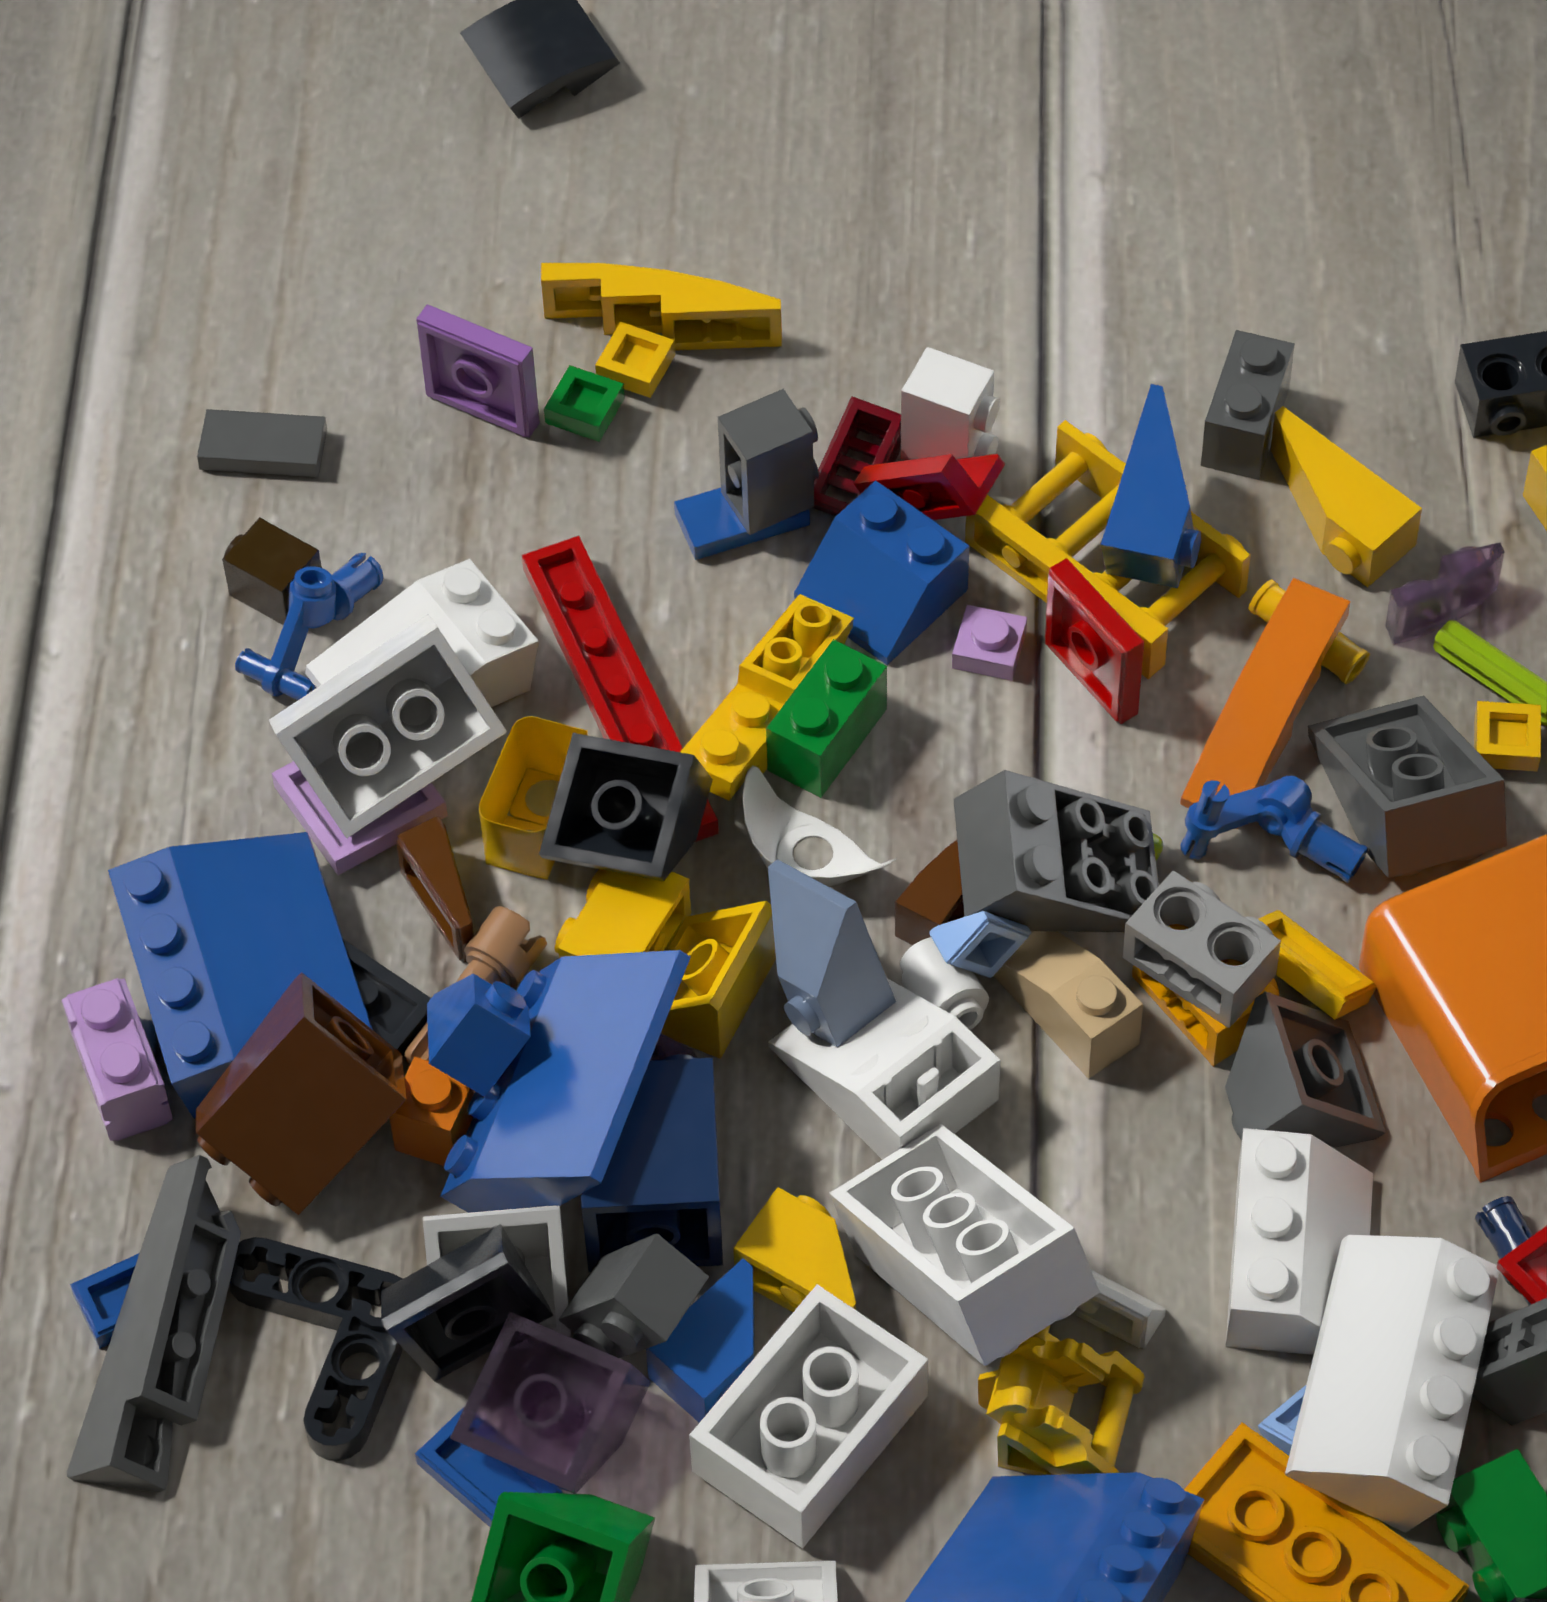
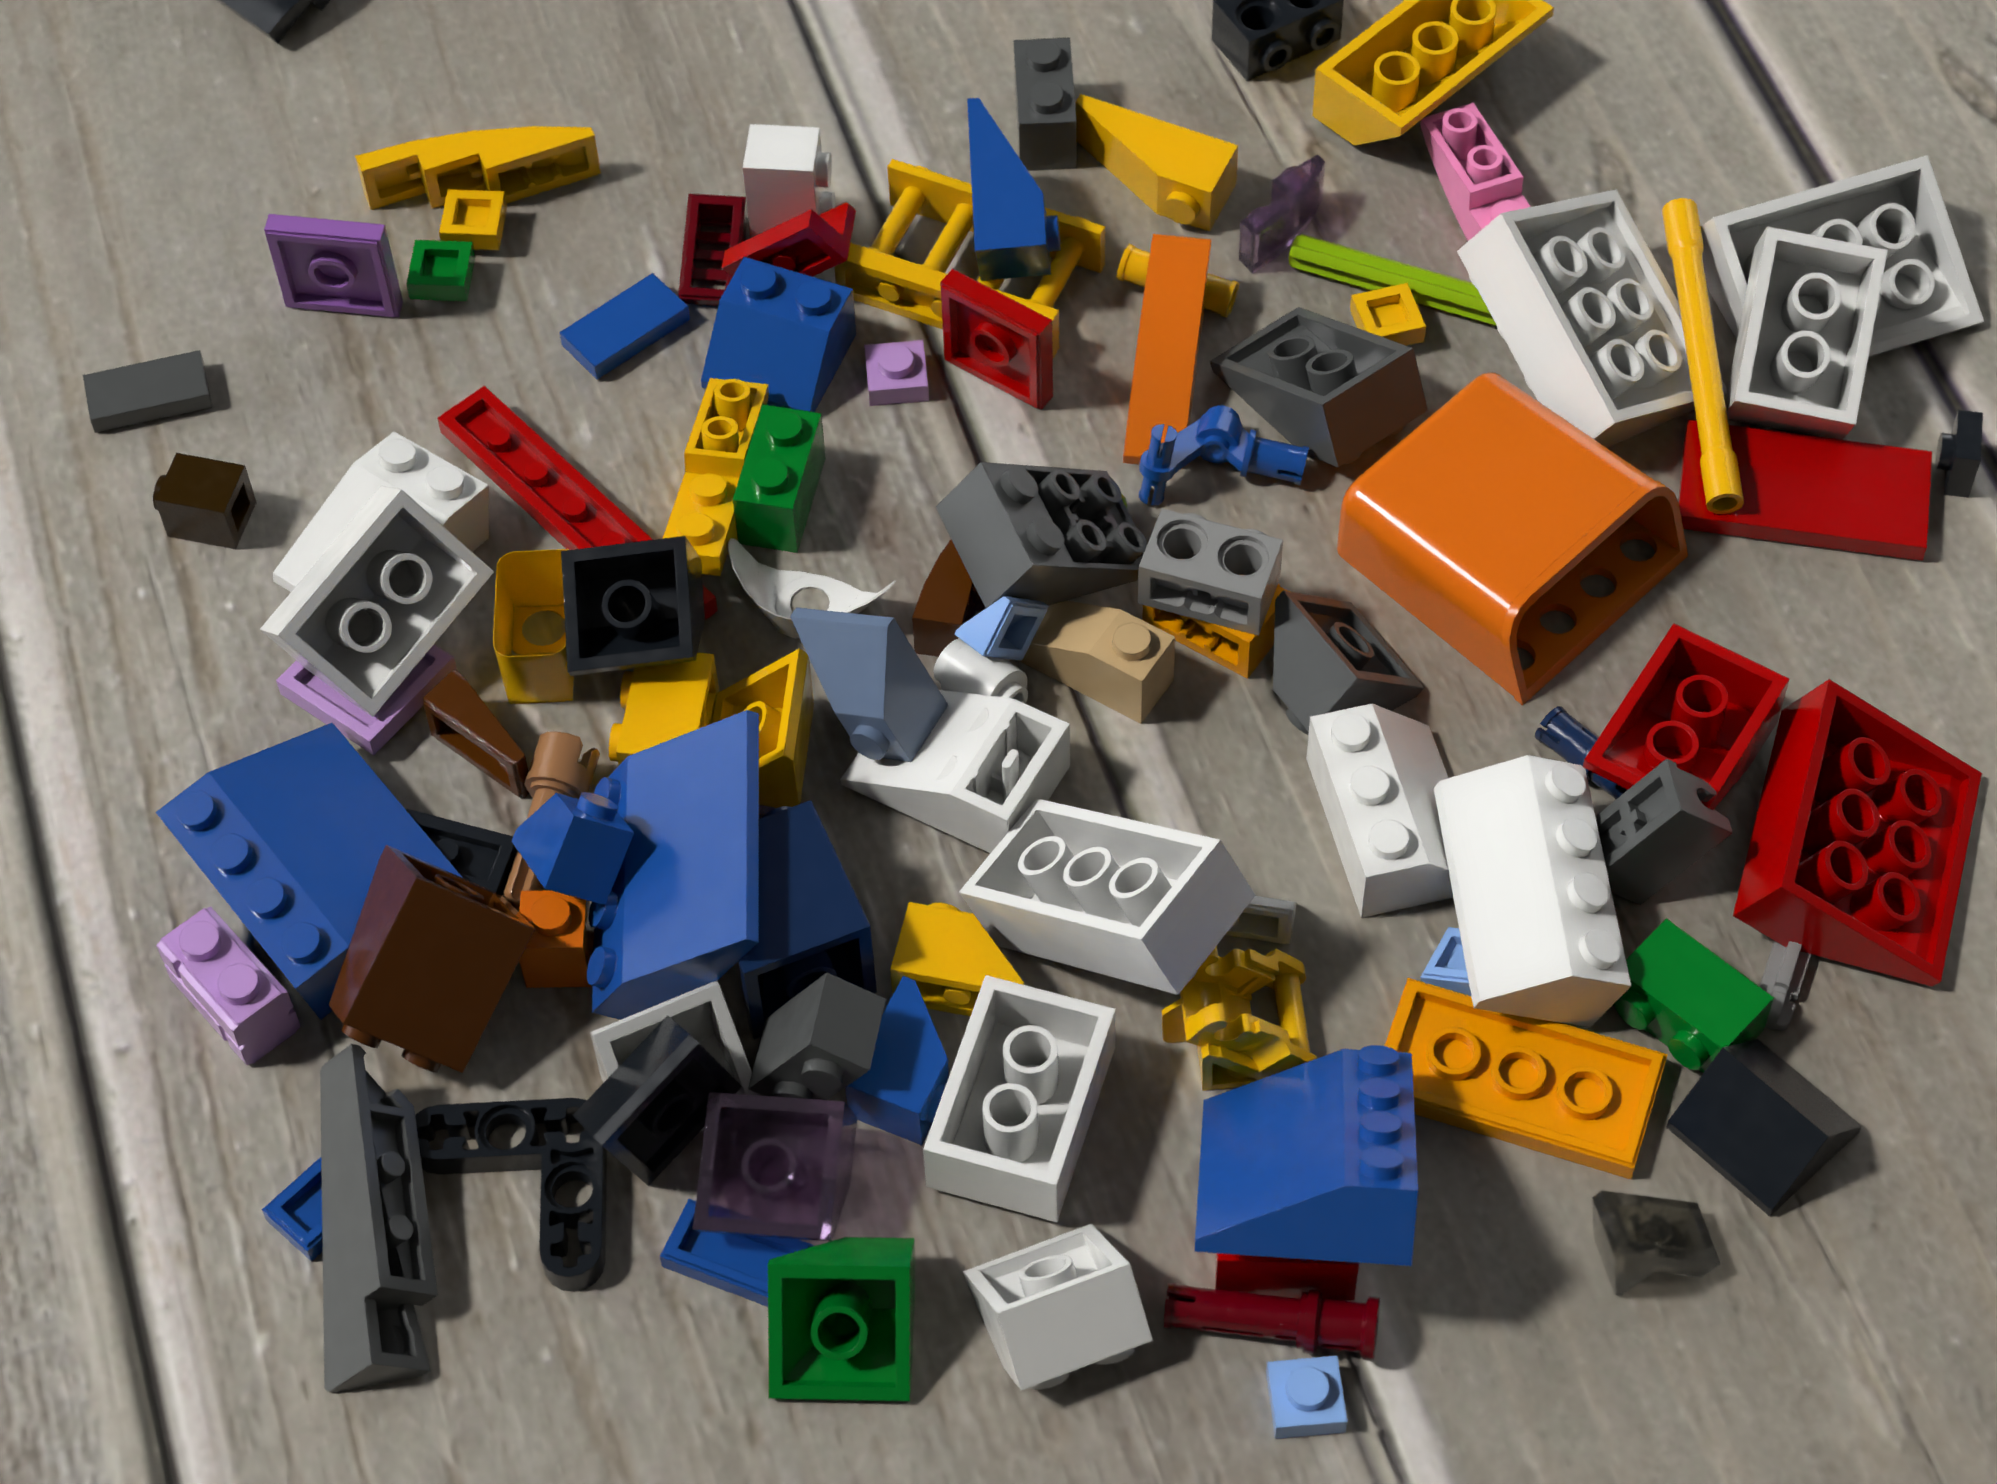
camera: 20 degrees left, 0 degrees up
(313, 602) = (258, 512): blue pin -> none
(767, 460) = (639, 266): dark grey brick -> none
(1317, 969) = (1317, 568): yellow tile -> none

